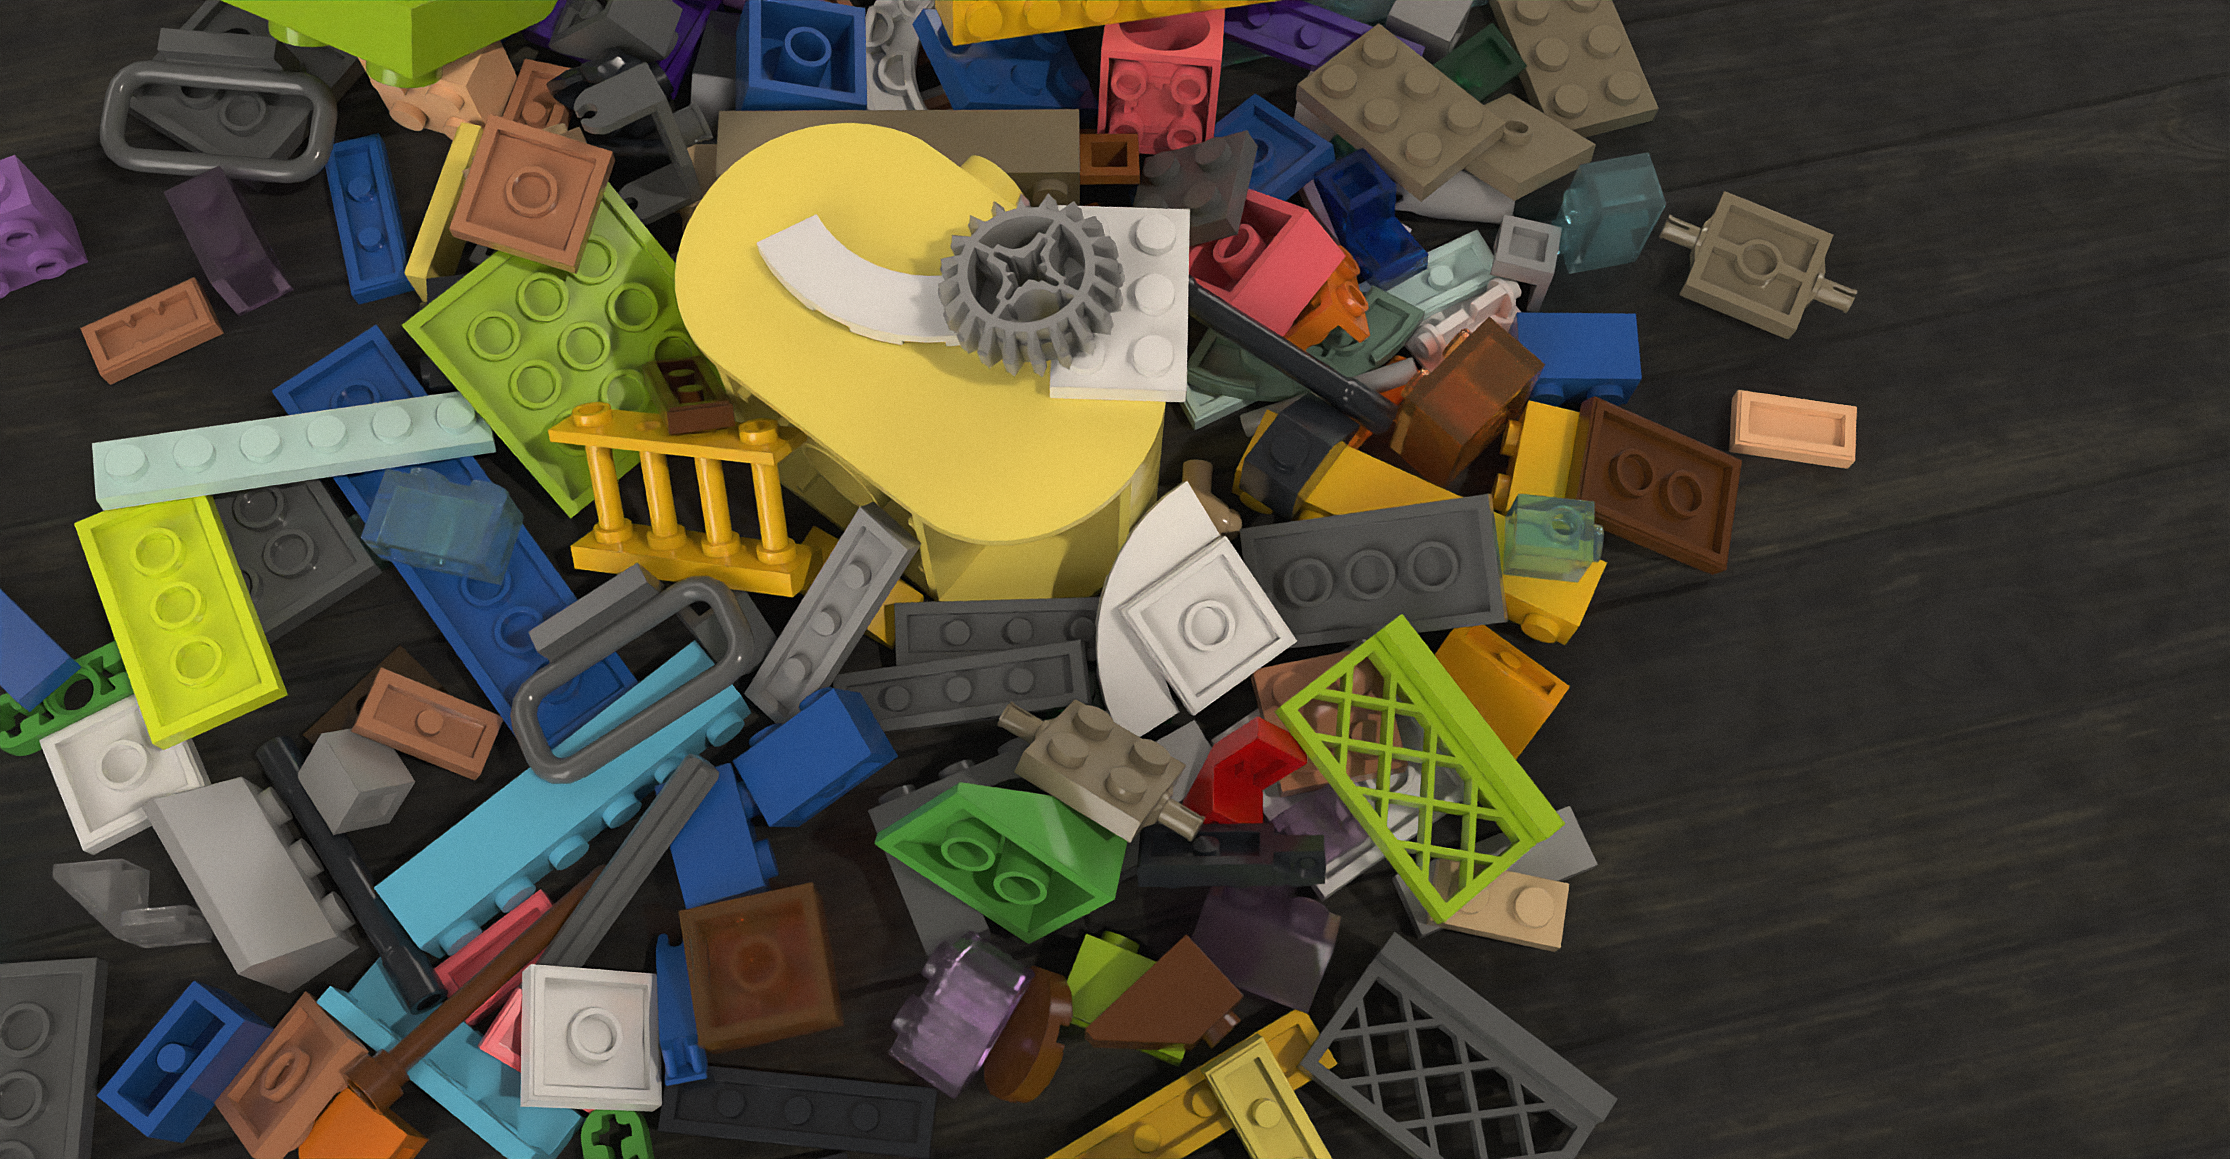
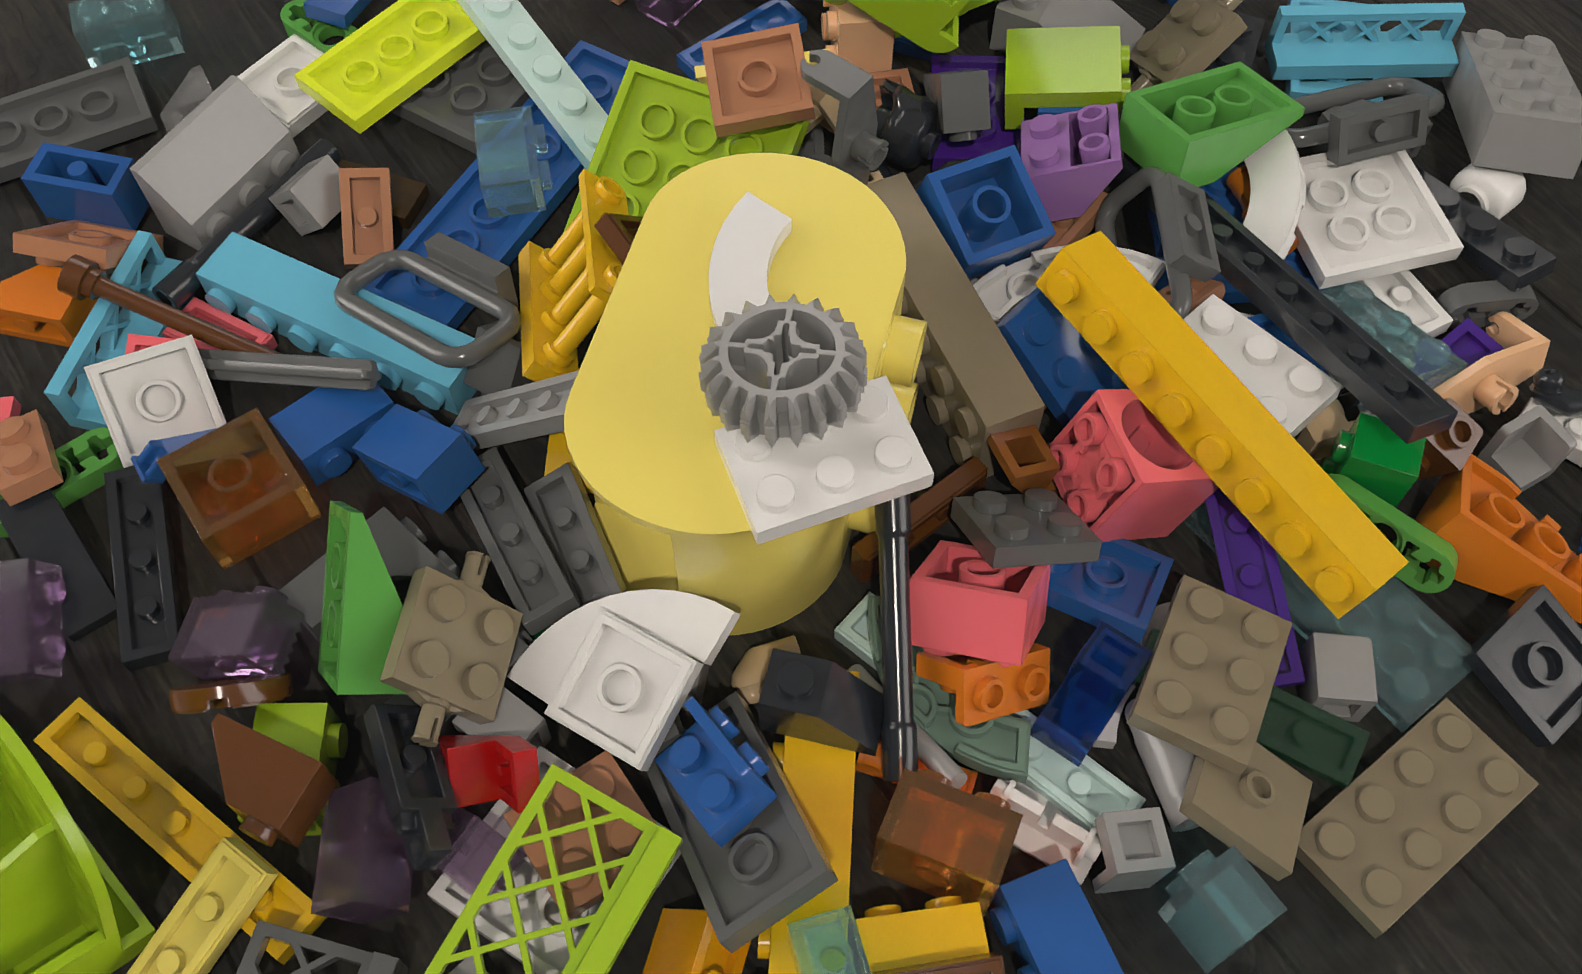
camera: 70 degrees right, 10 degrees down
(1331, 571) = (715, 775): none -> blue bracket

